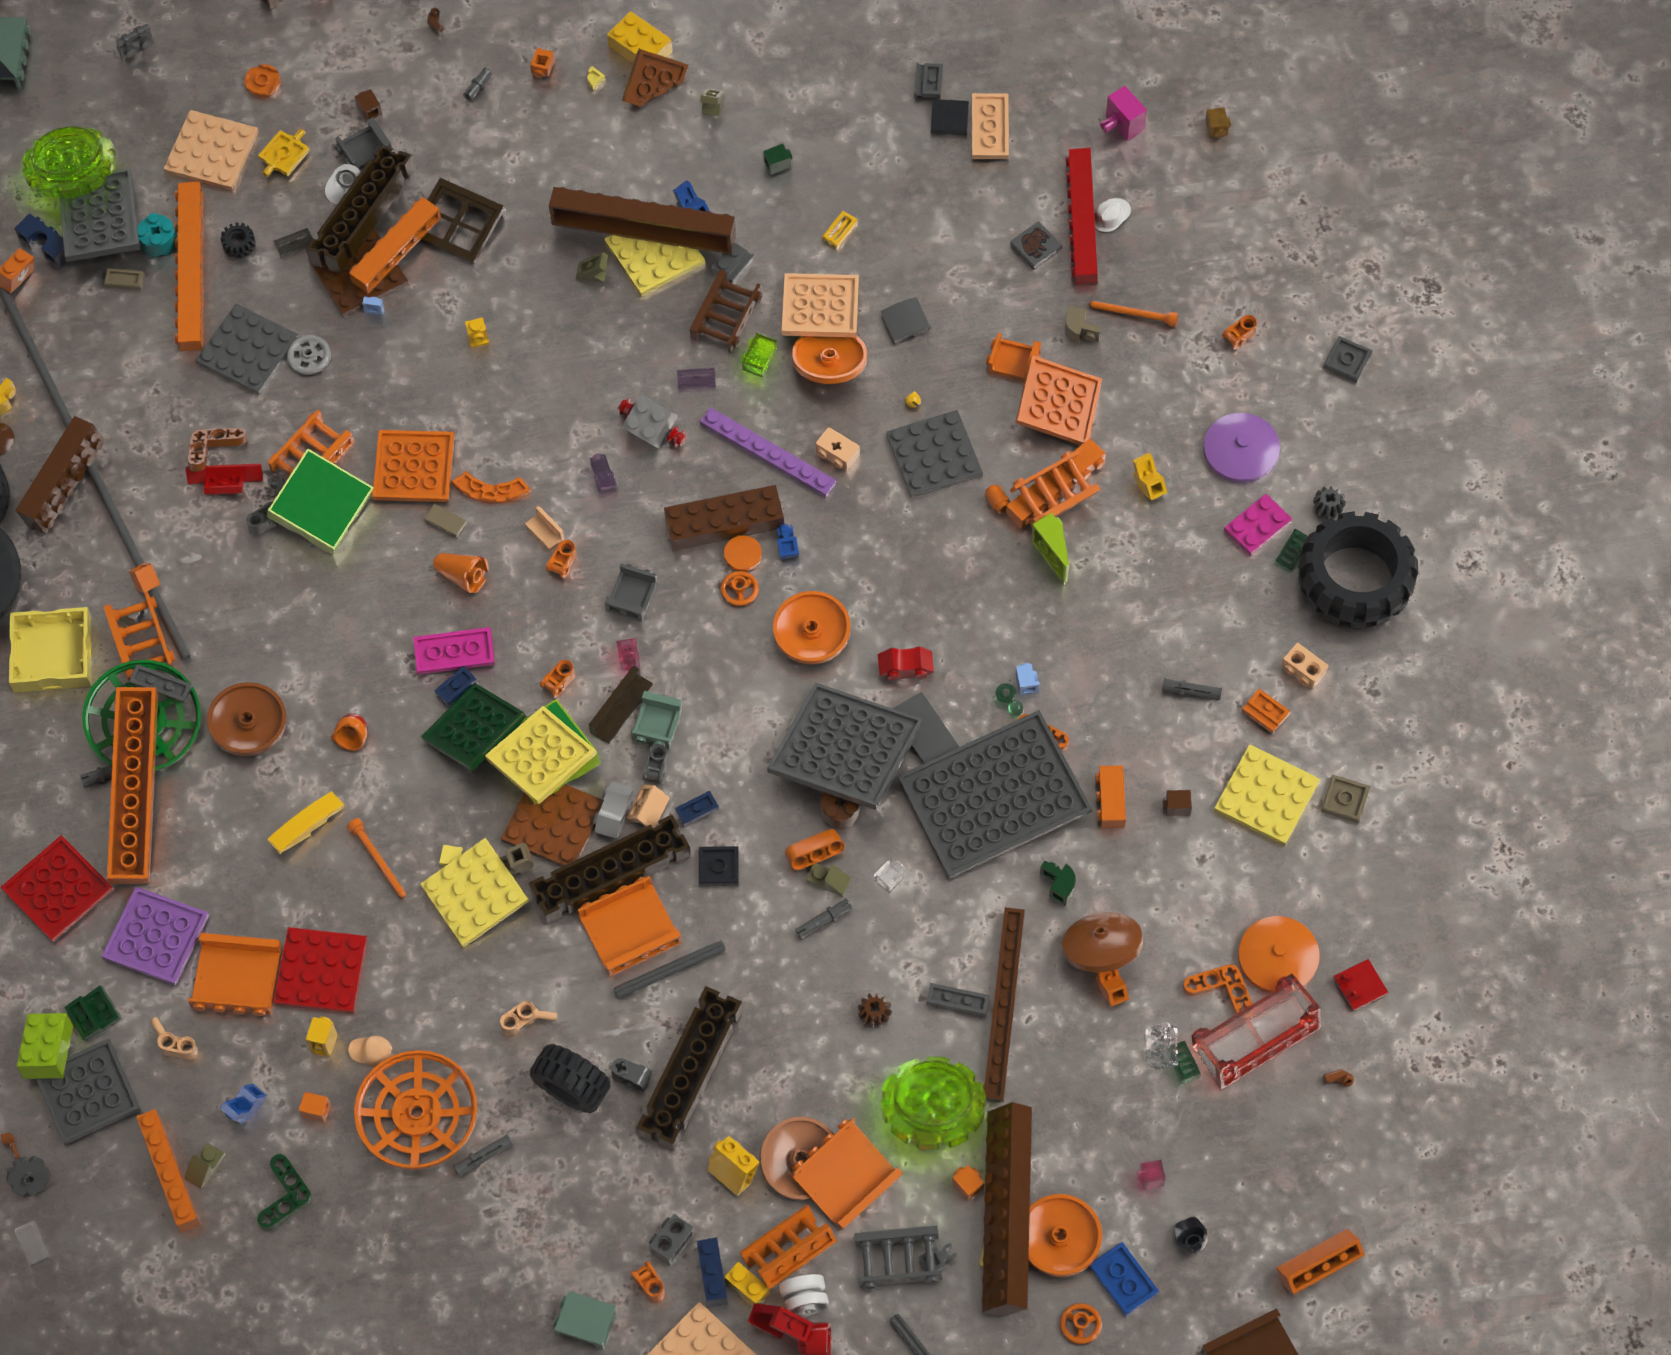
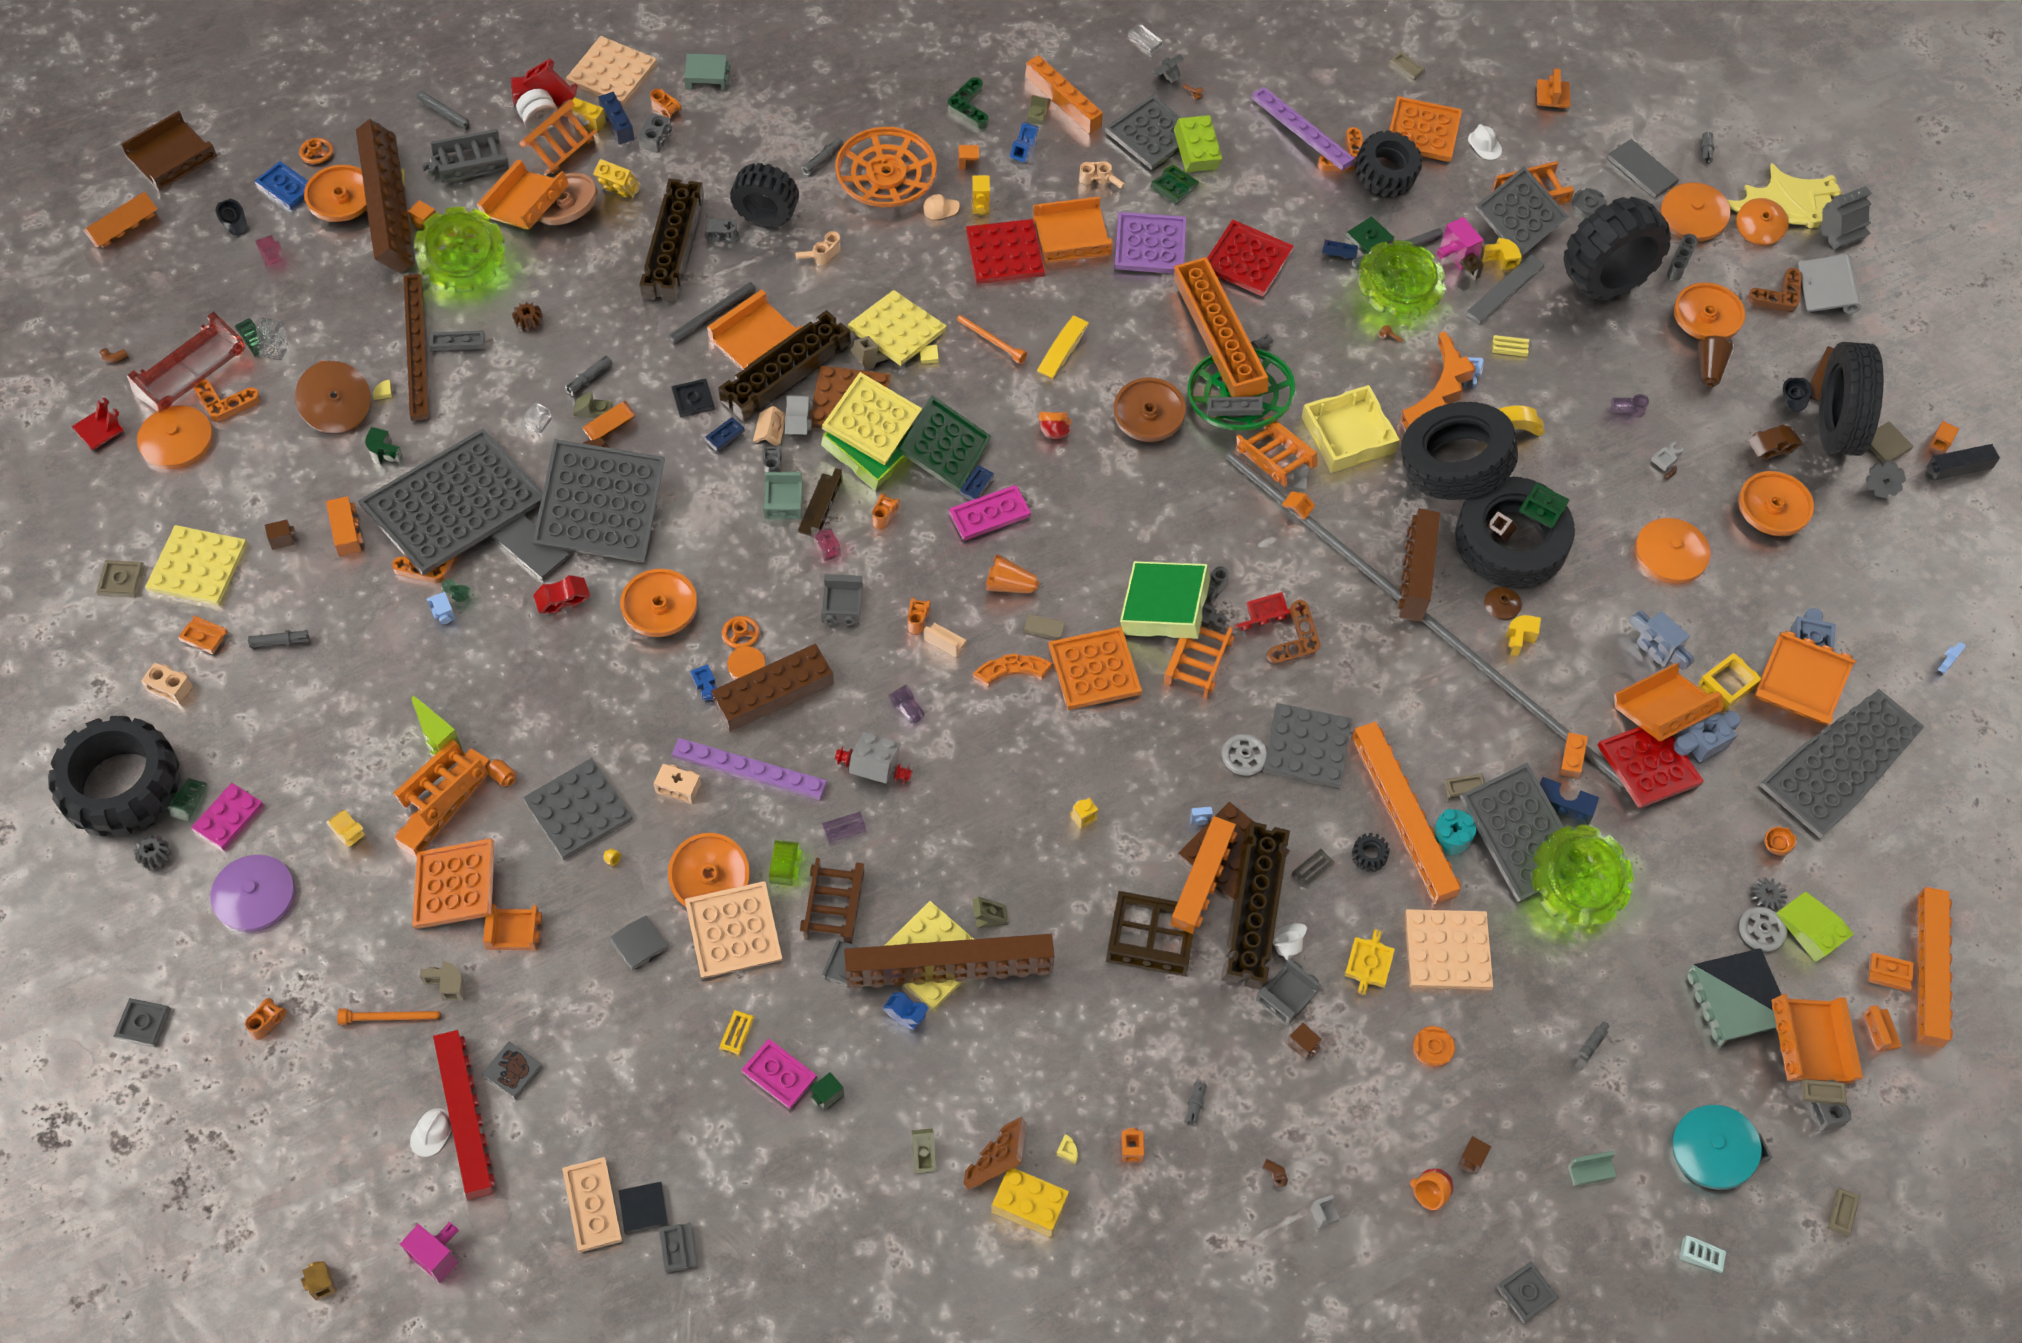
camera: 160 degrees right, 5 degrees down
(813, 186) = (779, 1074): none -> dark pink plate
(1048, 958) = (383, 390): none -> light yellow tile

